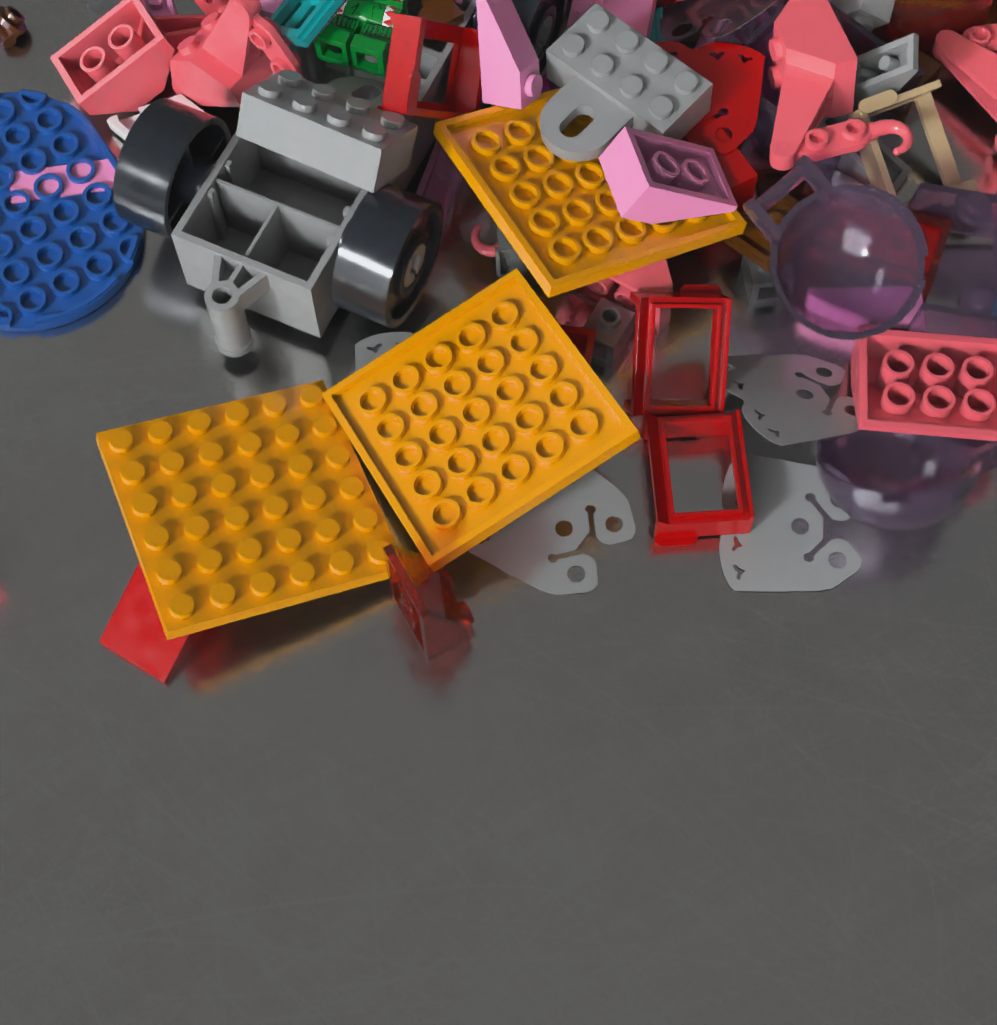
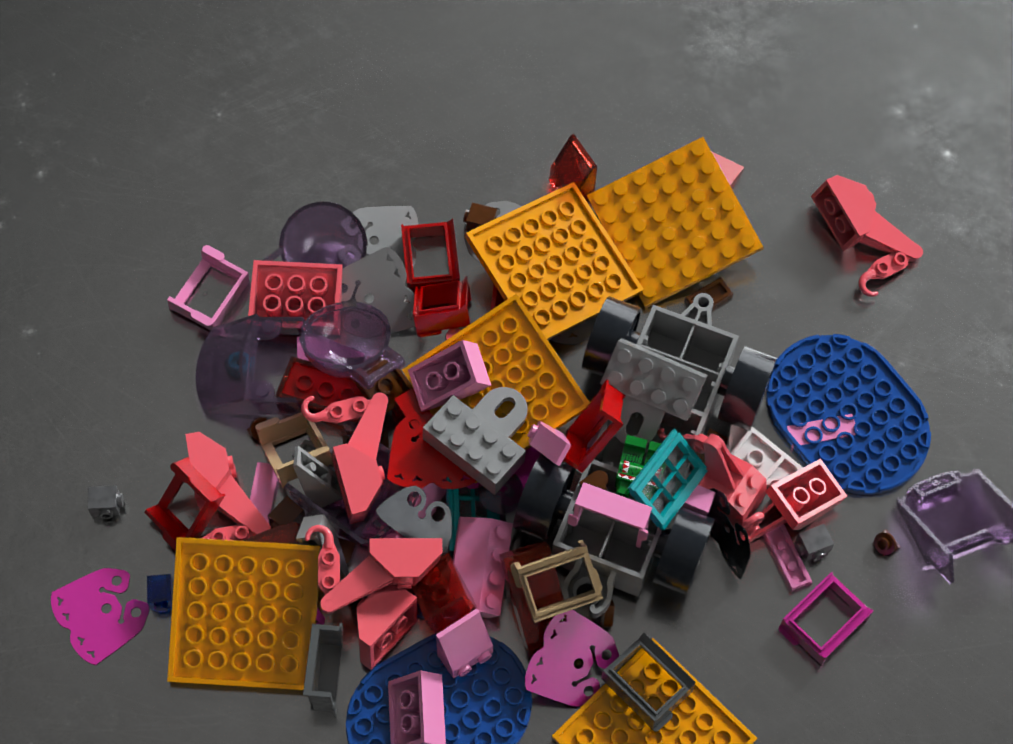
camera: 175 degrees right, 0 degrees up
(216, 389) = (717, 290): none -> reddish brown tile
(605, 540) = (478, 216): none -> reddish brown brick
(954, 110) = (264, 489): none -> bright pink tile

